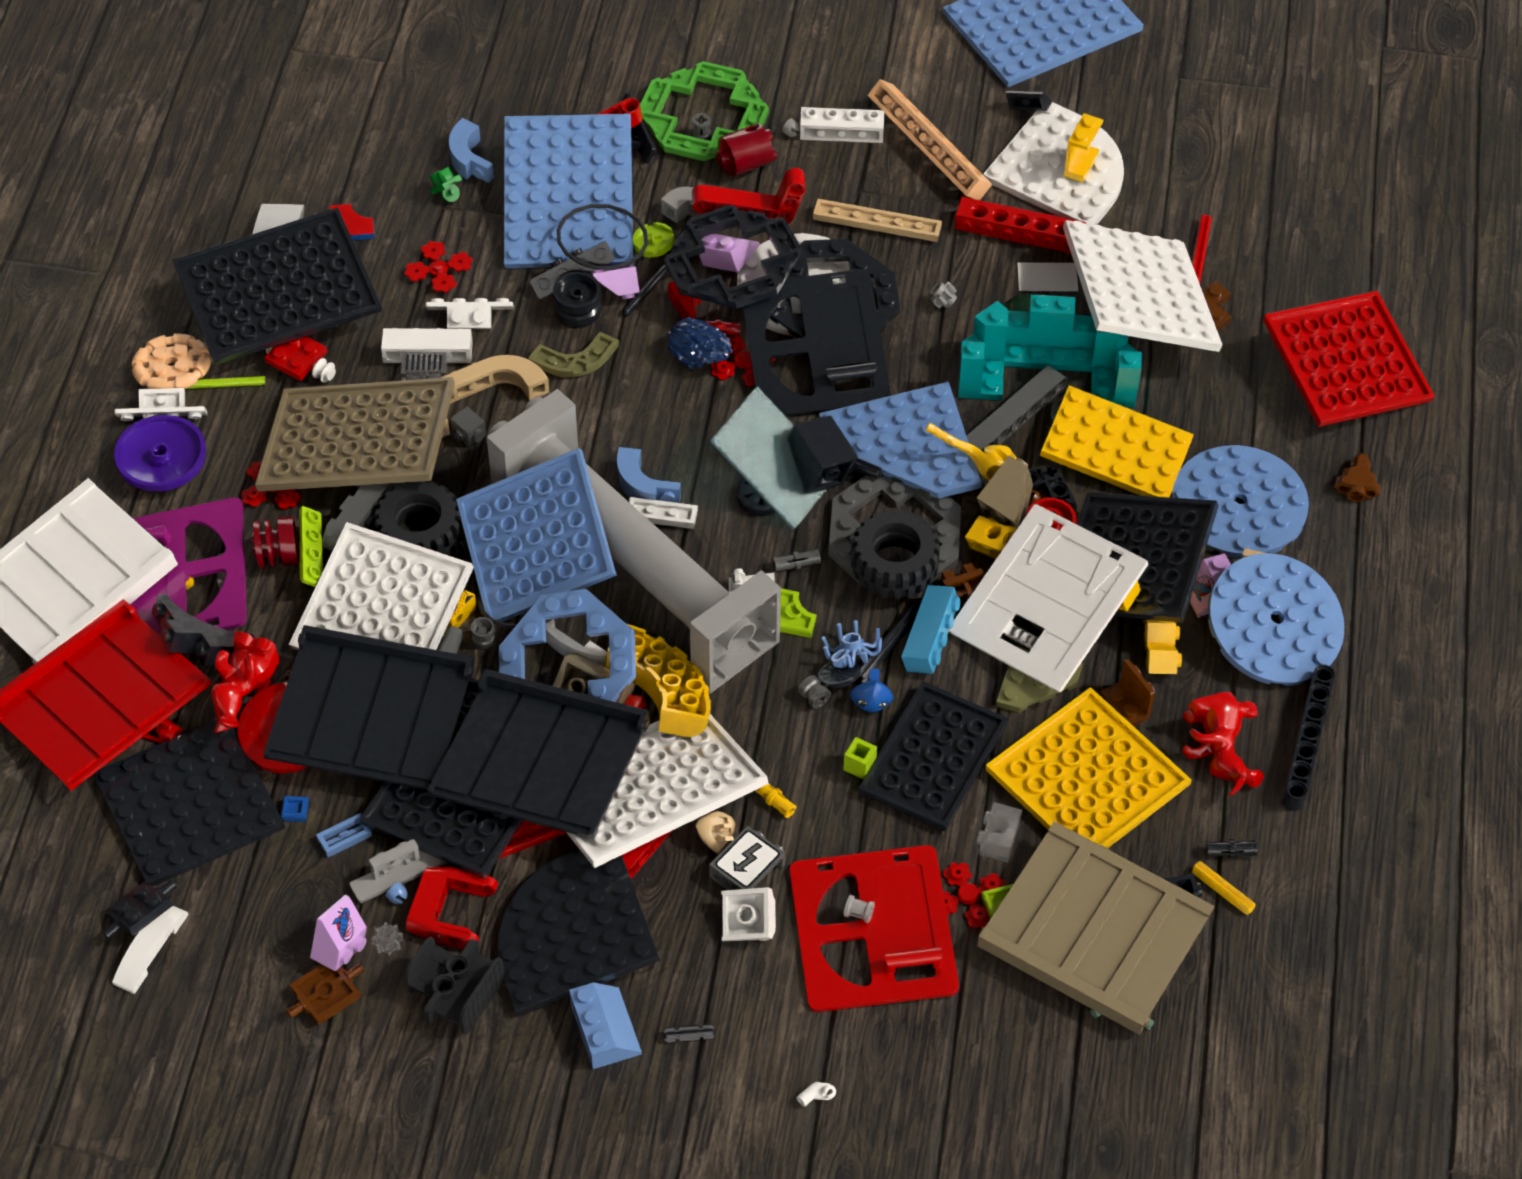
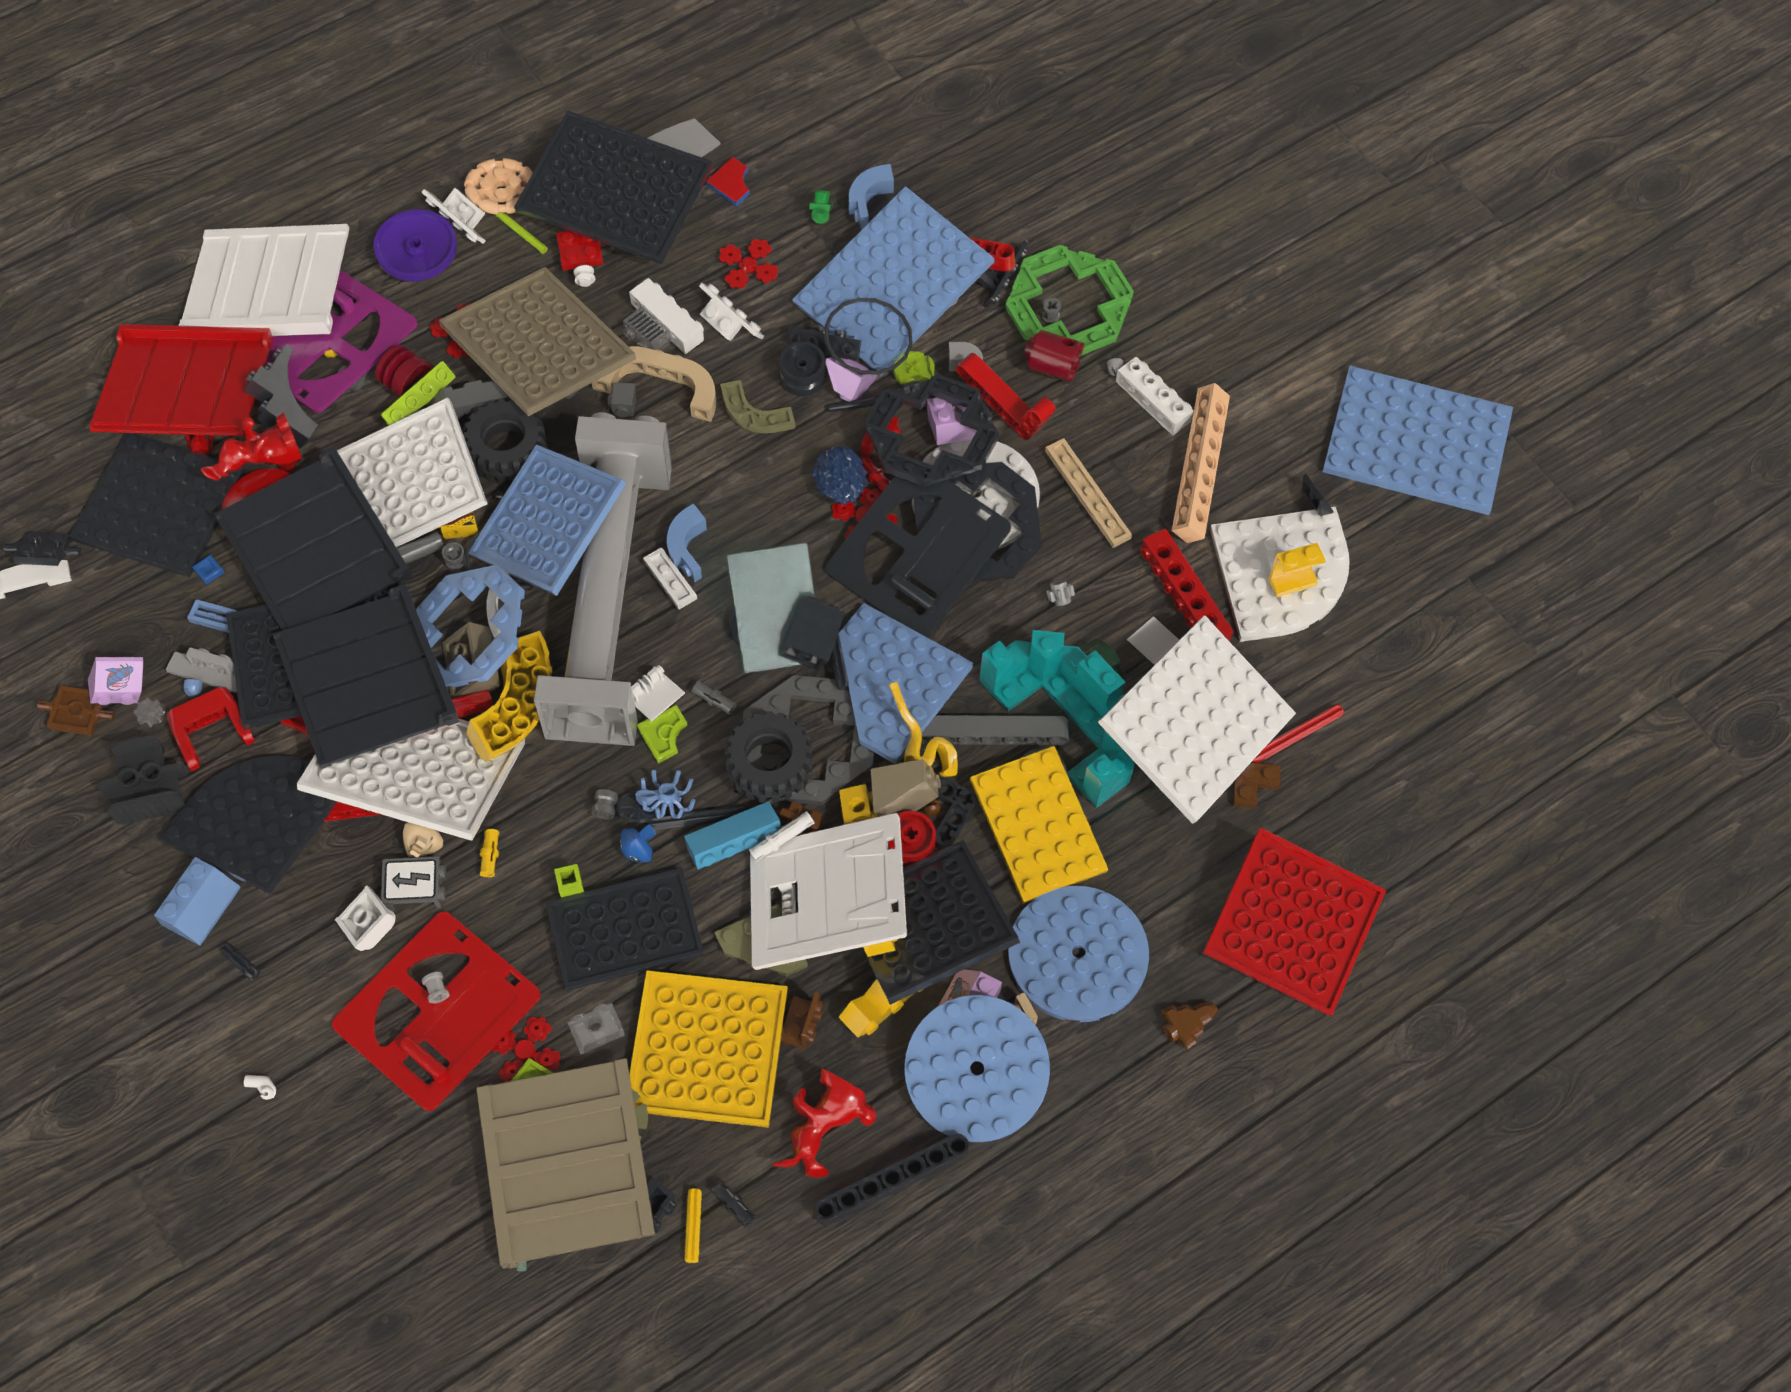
camera: 45 degrees right, 10 degrees up
(966, 605) = (778, 838): none -> white pin

